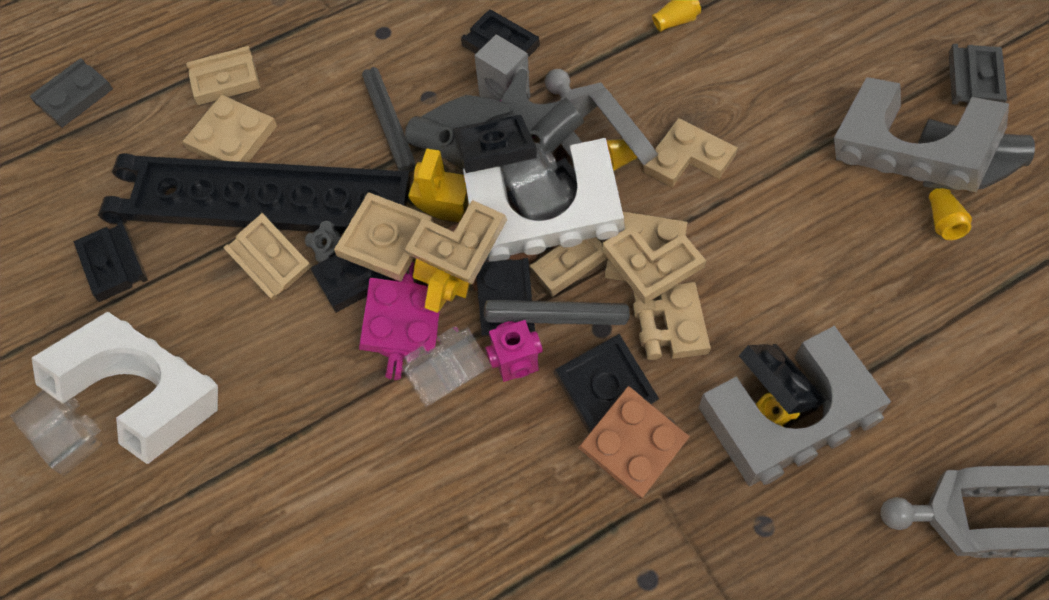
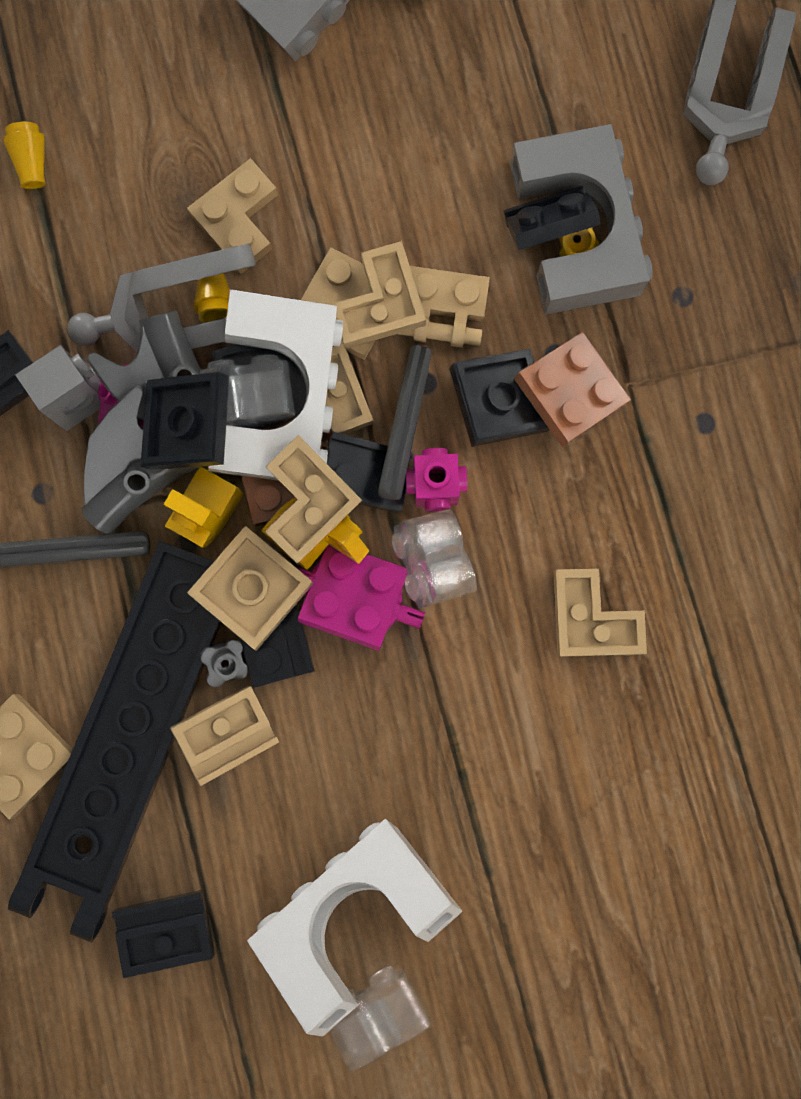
camera: 80 degrees left, 20 degrees up
(417, 515) = (582, 625): none -> tan plate

